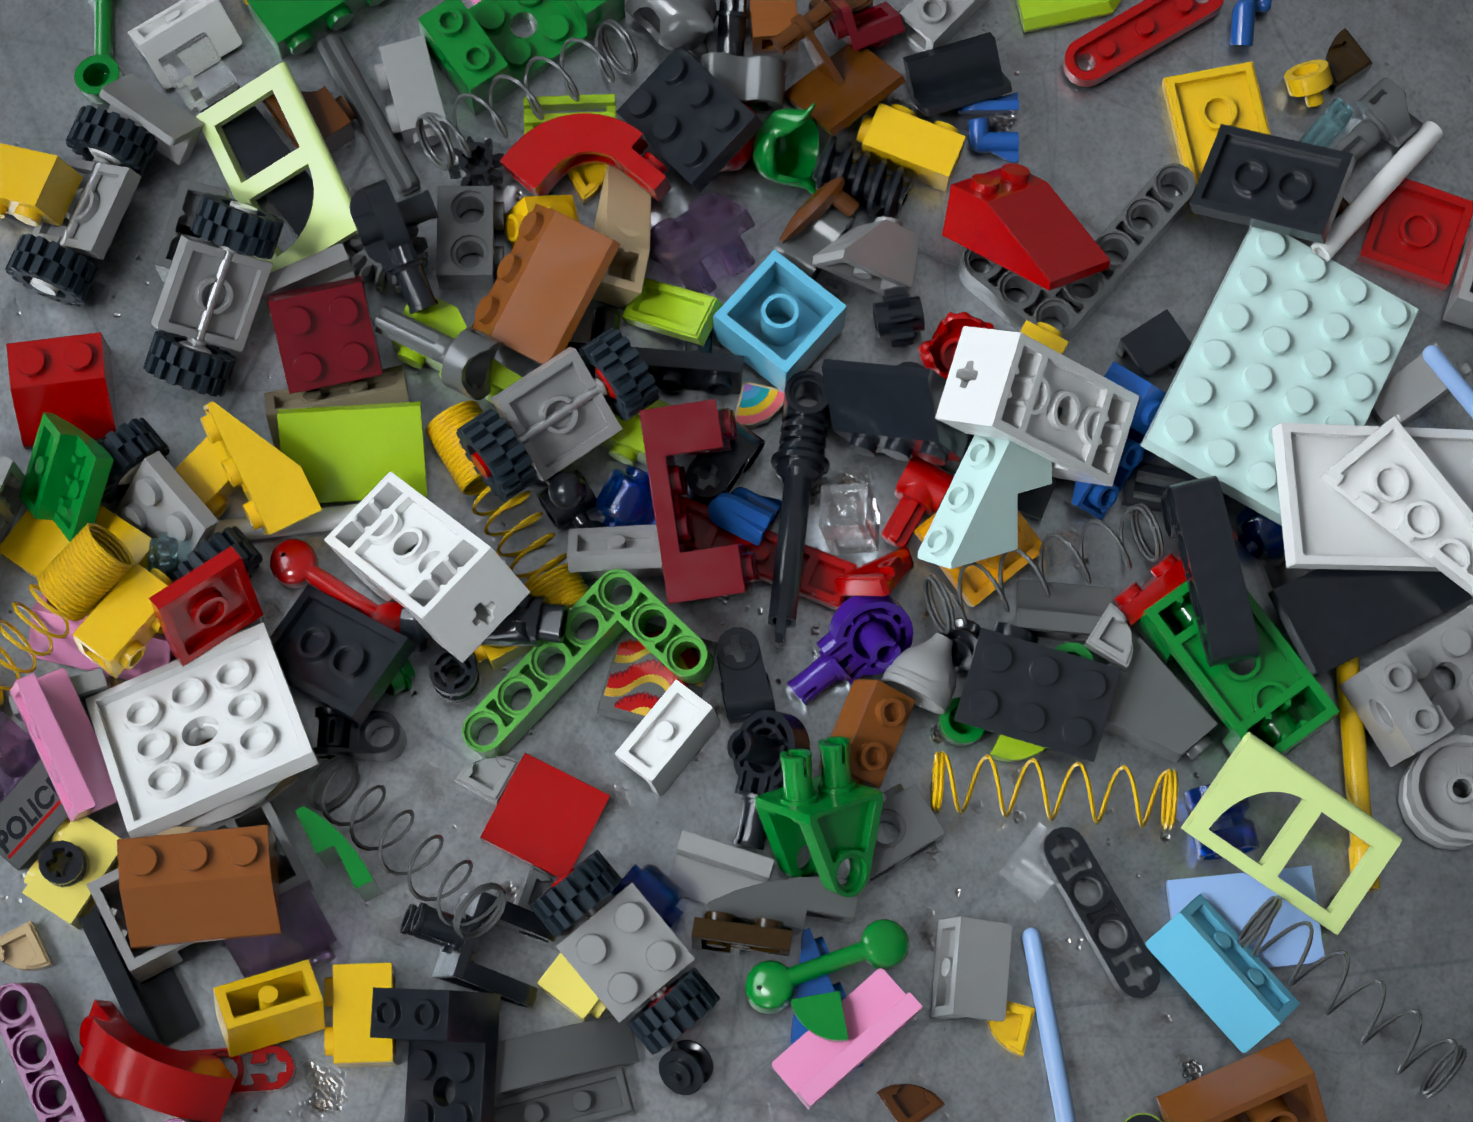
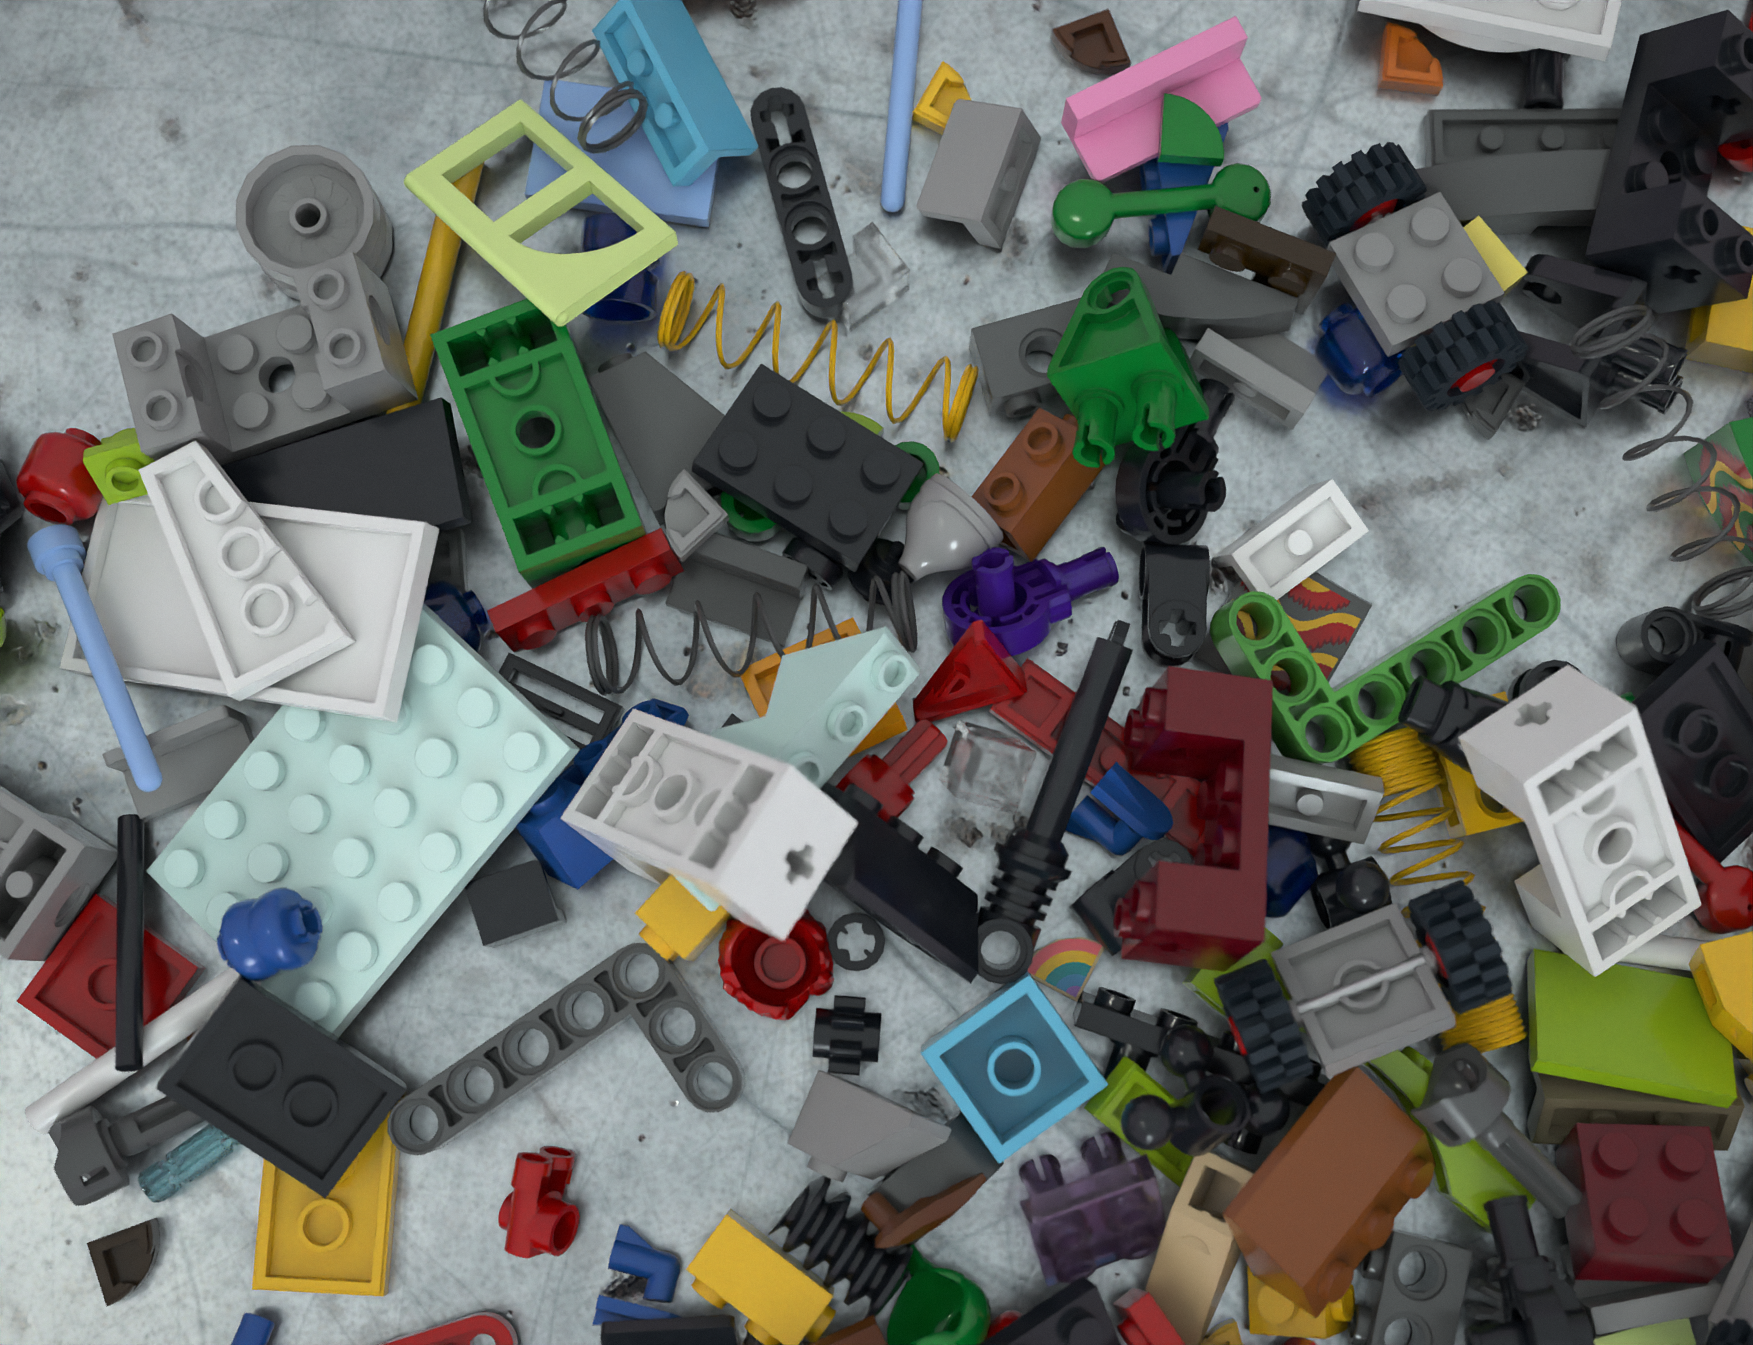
camera: 165 degrees left, 5 degrees up
(488, 777) = (1521, 555): light grey tile -> none
(545, 817) = (1463, 491): red tile -> none
(663, 349) = (1187, 1054): none -> black piece
(686, 1067) = (1360, 133): black wheel -> none
(1022, 227) = (647, 1101): red slope -> none
(1080, 157) = (534, 1211): none -> red plate
(1200, 523) = (537, 551): black beam -> none
(1309, 81) = (182, 1238): yellow tile -> none
(1312, 272) = (269, 934): none -> blue piece
(1411, 256) = (129, 944): none -> black bar

